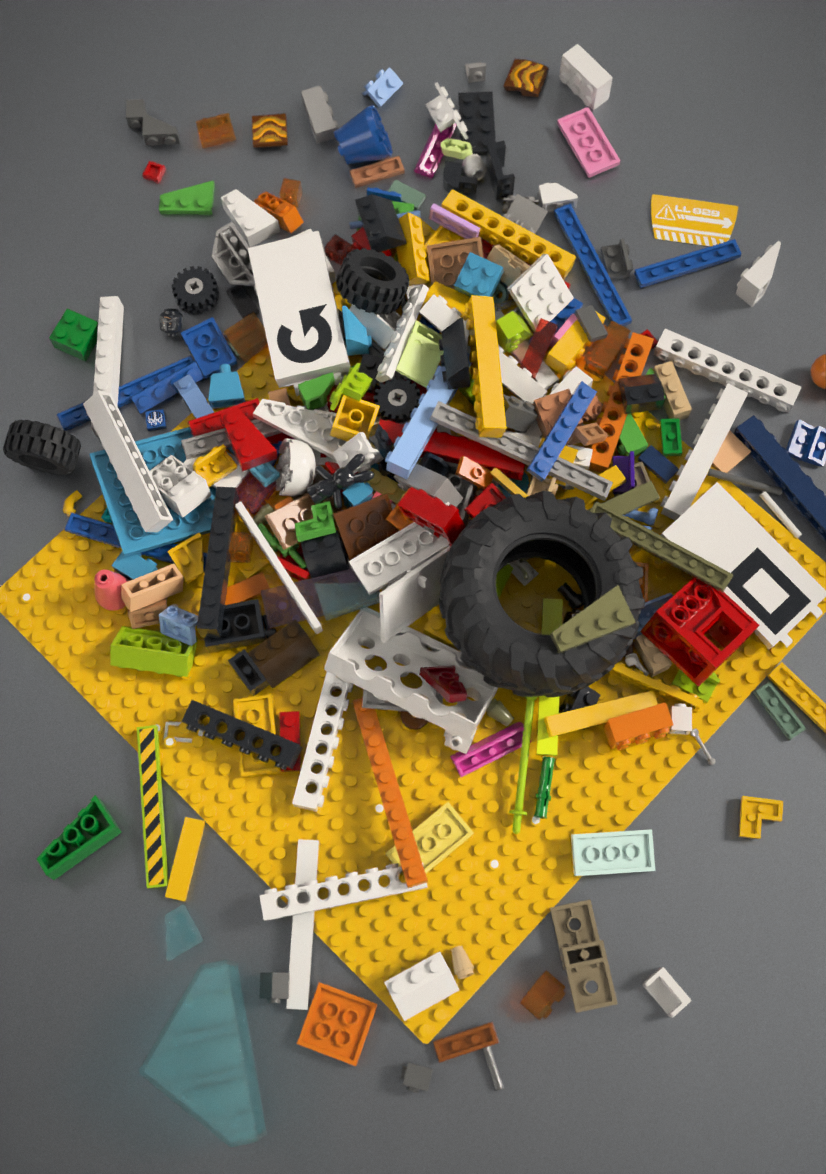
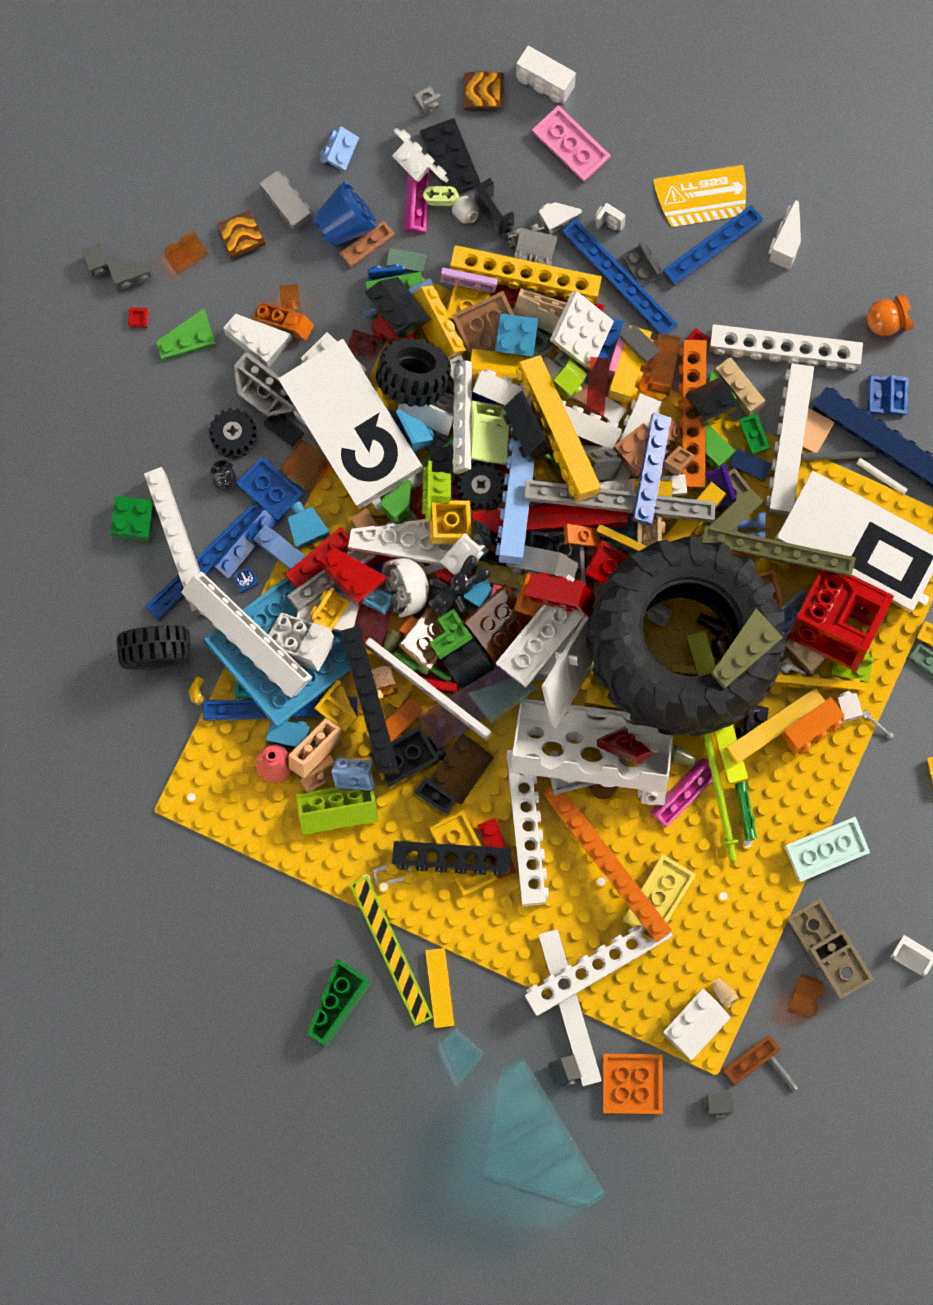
camera: 20 degrees left, 5 degrees up
(454, 180) = (450, 232): black brick -> none
(601, 208) = (610, 215): none -> white bracket

